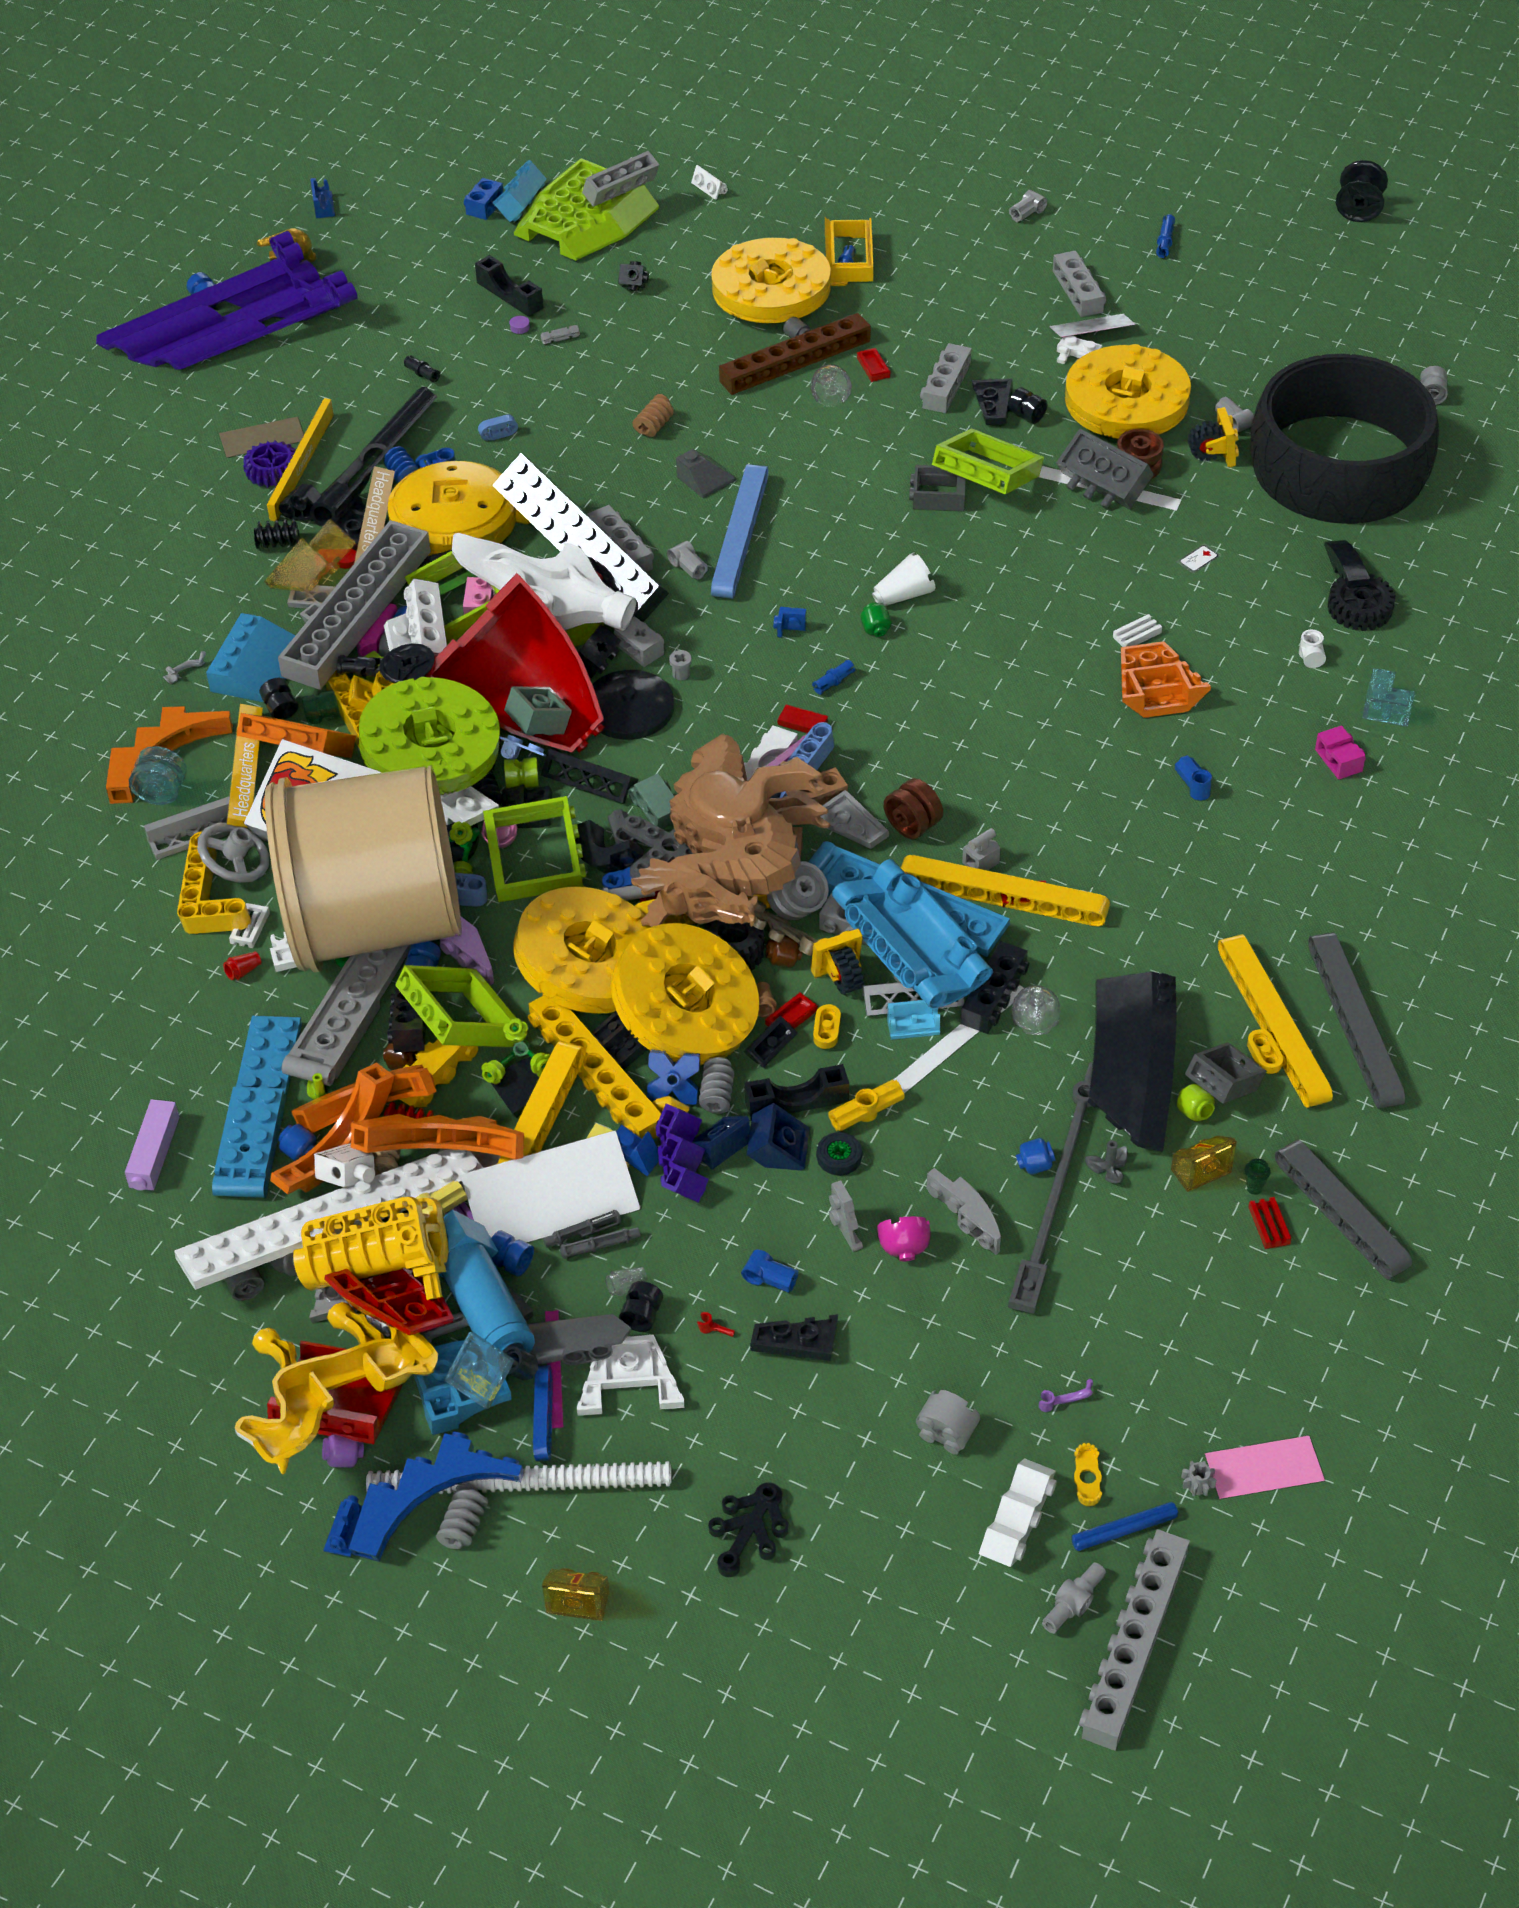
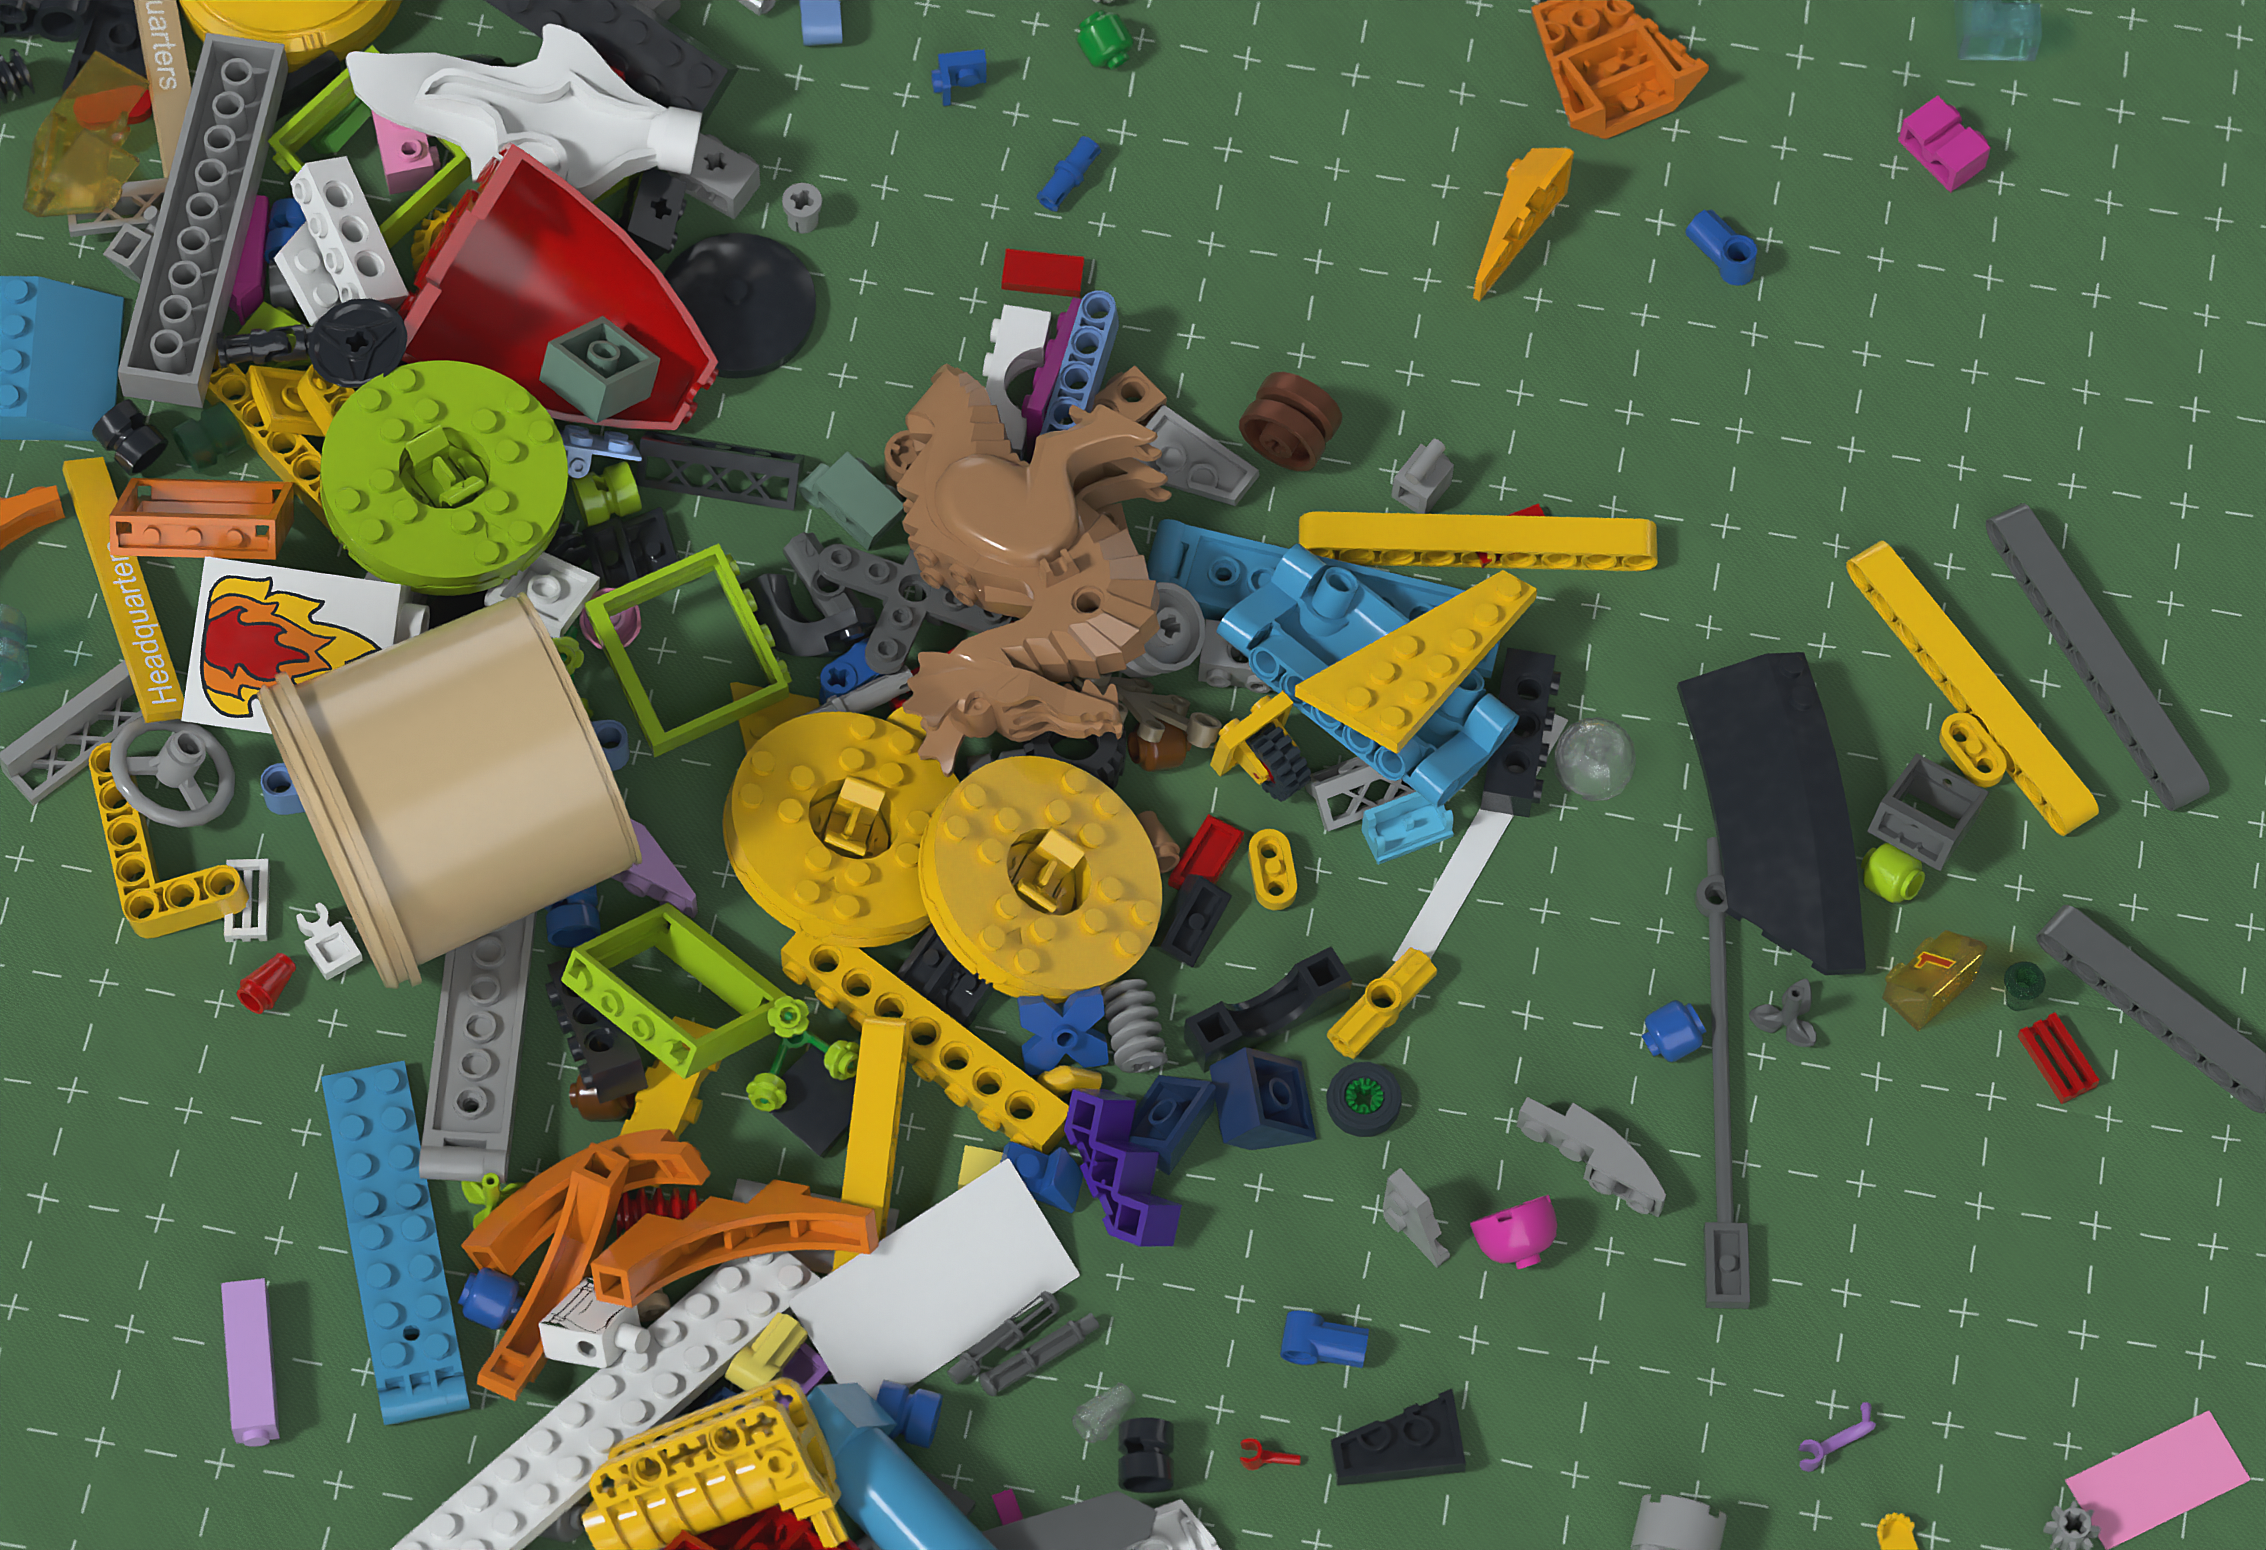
camera: 20 degrees left, 15 degrees up
(932, 931) = (1410, 672): none -> yellow wing
(1085, 737) = (1529, 198): none -> light orange wedge

